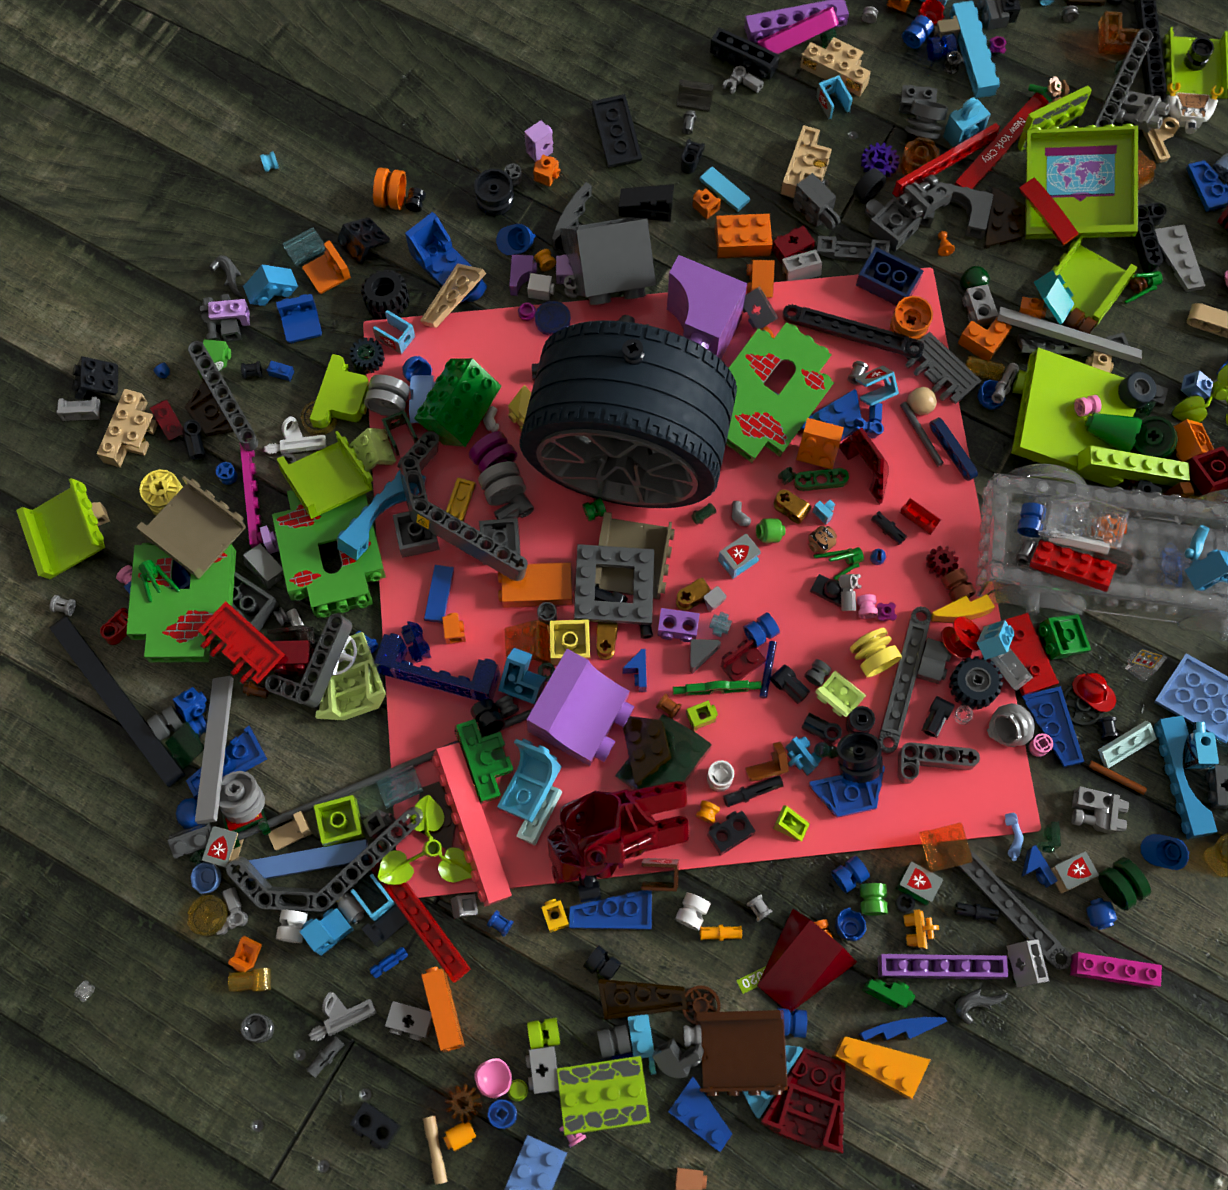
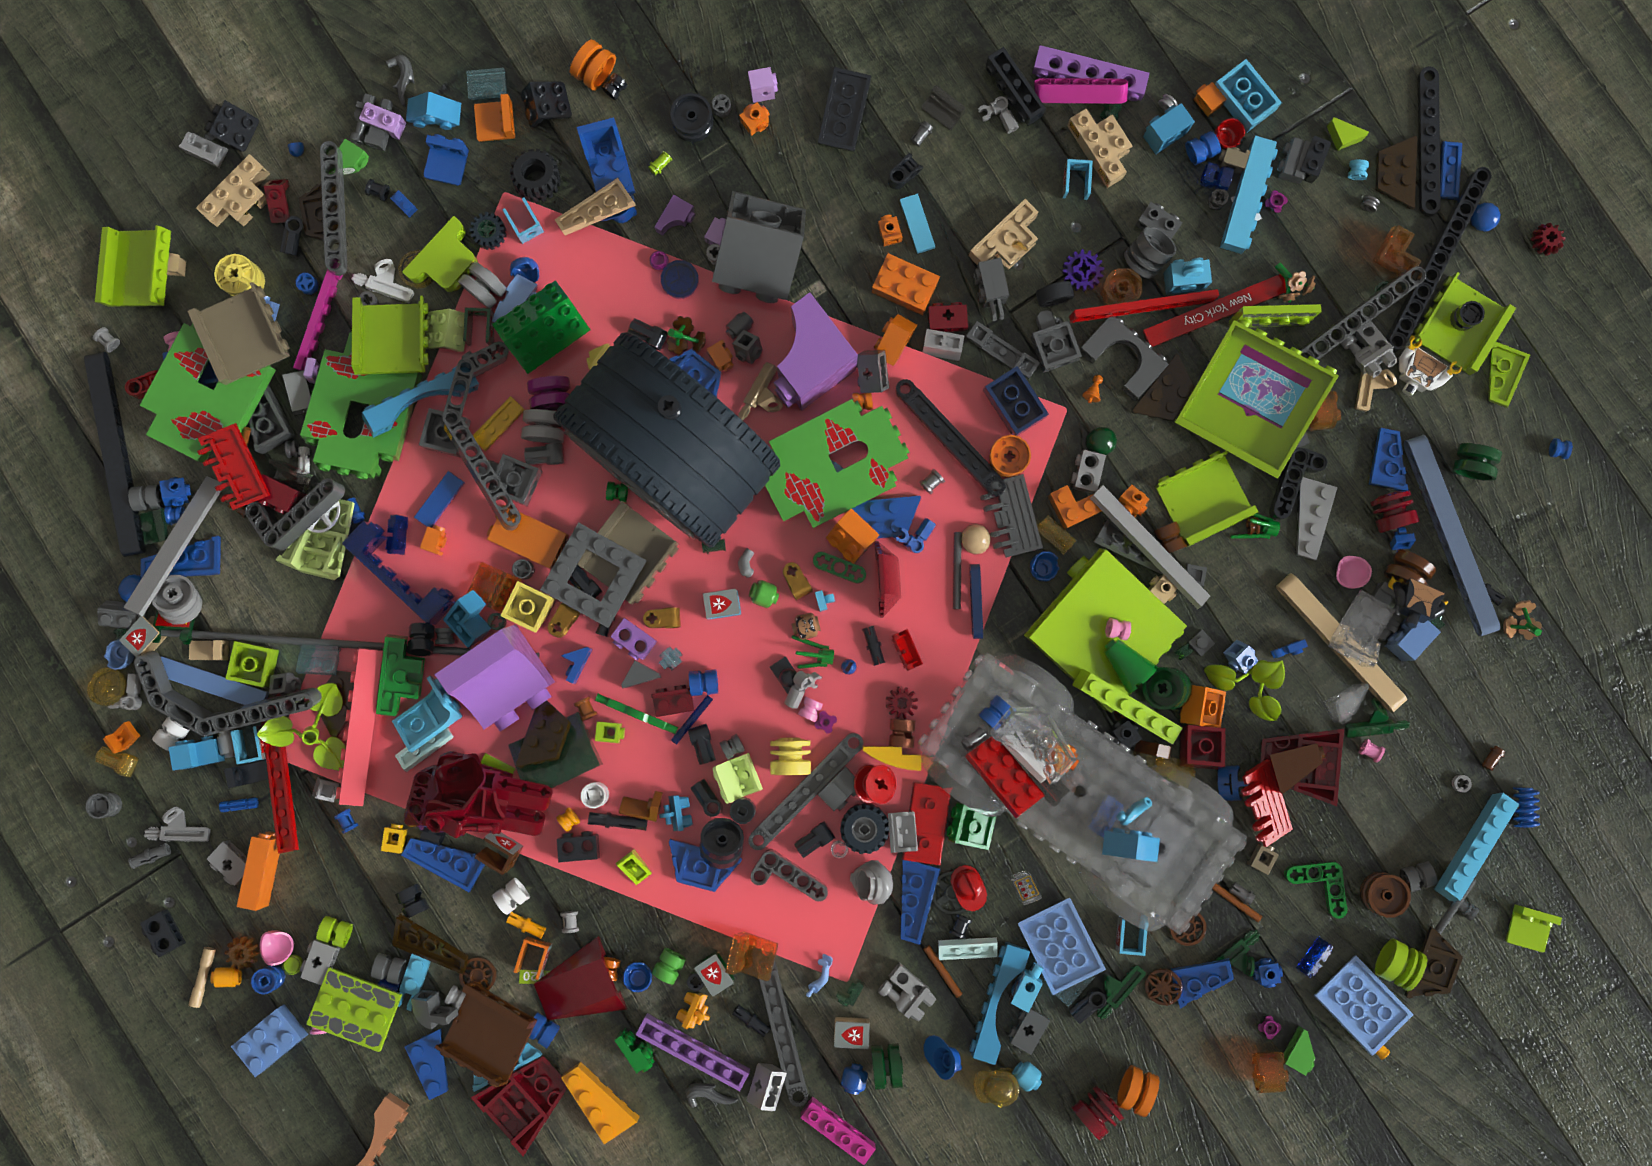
camera: 25 degrees right, 15 degrees up
(150, 573) = (183, 357): green plant -> none
(484, 243) = (656, 166): none -> lime pin
(489, 420) = (567, 354): white arm -> none
(514, 239) = (687, 178): blue piece -> none
(540, 287) = (685, 240): white brick -> none
(545, 260) = (704, 213): light orange wheel -> none
(572, 212) = (748, 182): dark grey slope -> none
(647, 202) = (831, 203): black wedge -> none
(714, 598) = (677, 632): light grey slope -> none
(750, 940) = (539, 943): none -> orange piece
(787, 475) = (809, 548): clear green bush -> none
(823, 750) = (696, 819): pin -> none
(850, 874) = (661, 934): blue wheel -> none
(882, 28) = (1168, 128): none -> dark azure brick
(882, 393) = (939, 505): medium azure piece -> none
(909, 1028) = (640, 1085): blue slope -> none
(924, 202) = (1091, 339): dark grey hips -> none
(995, 639) = (900, 802): medium azure brick -> none
(1003, 387) = (1057, 565): light grey pin -> none
(1035, 861) = (824, 1006): blue slope -> none
(1037, 747) = (889, 908): bright pink wheel -> none
(1049, 211) = (1205, 413): red slope -> none
(1055, 295) = (1159, 502): slope -> none
(1137, 390) = (1185, 635): black wheel -> none

